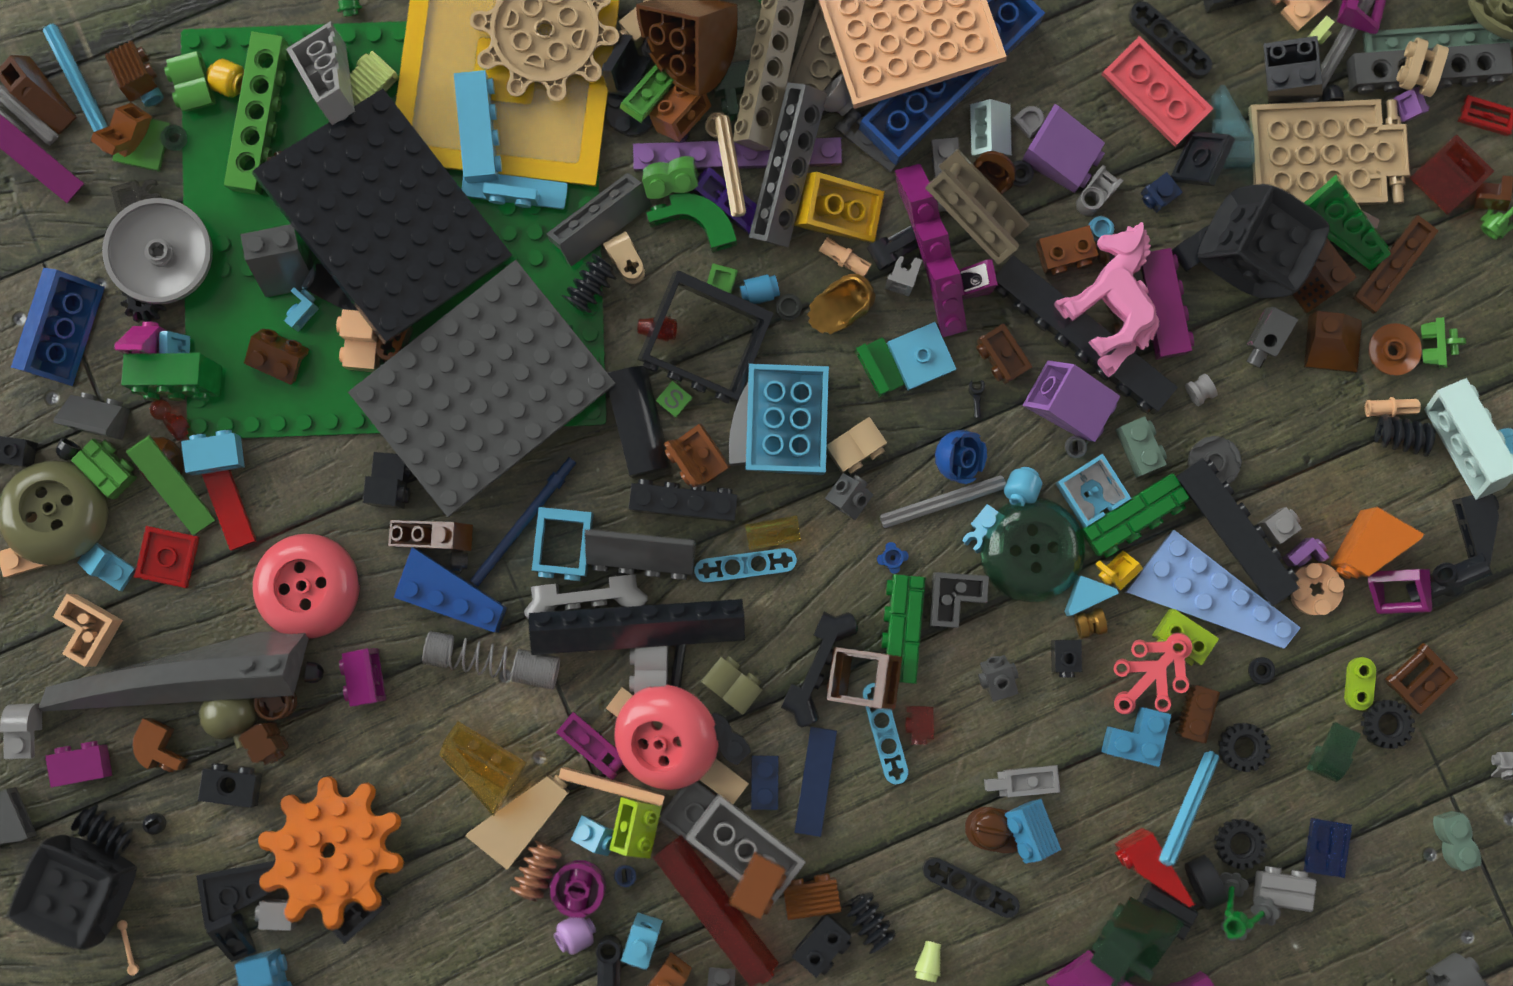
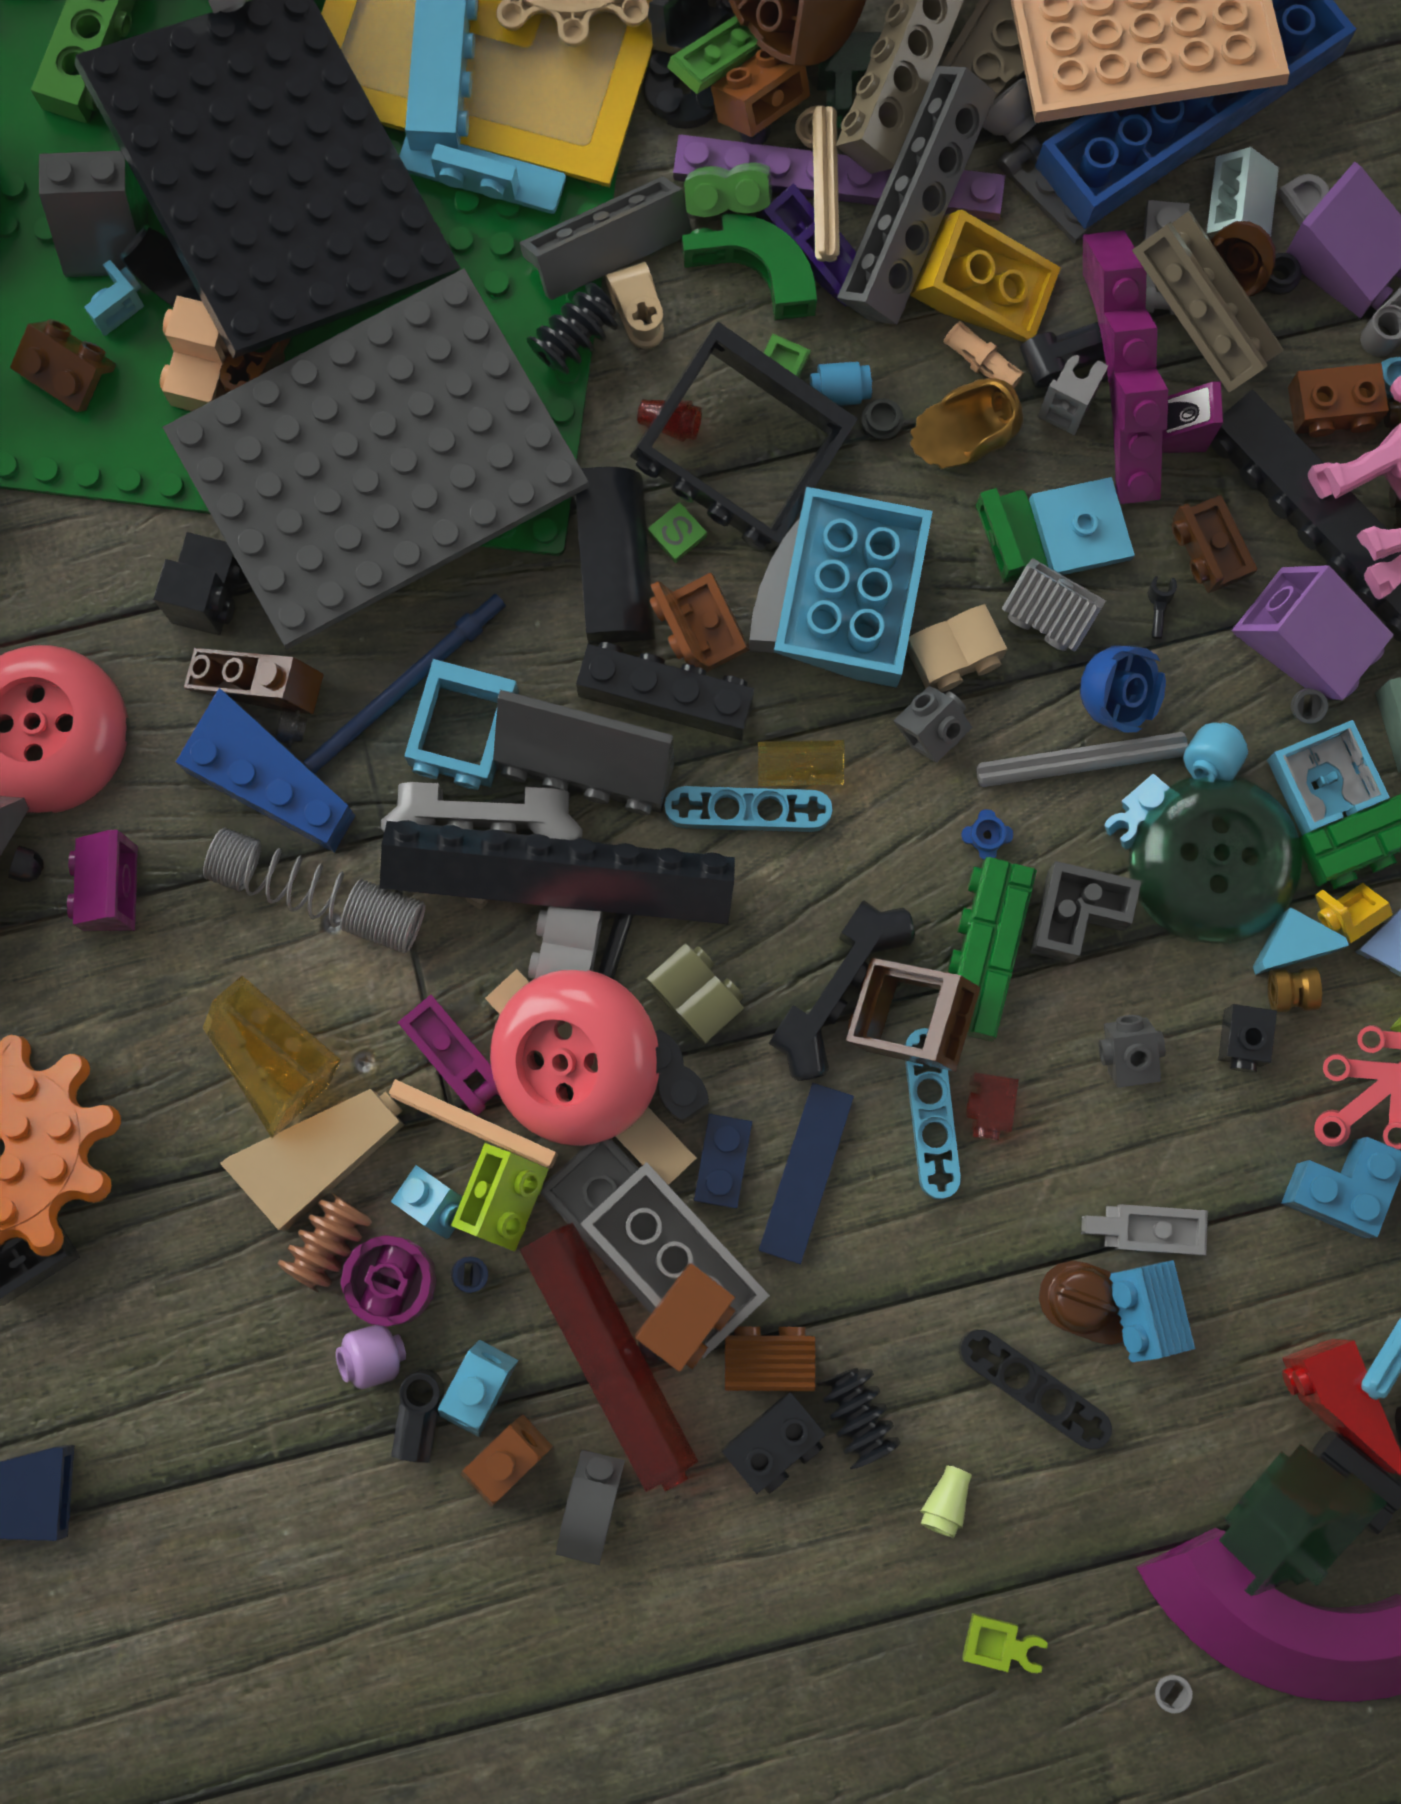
camera: 10 degrees right, 5 degrees down
(911, 410) = (1052, 606): none -> light grey brick

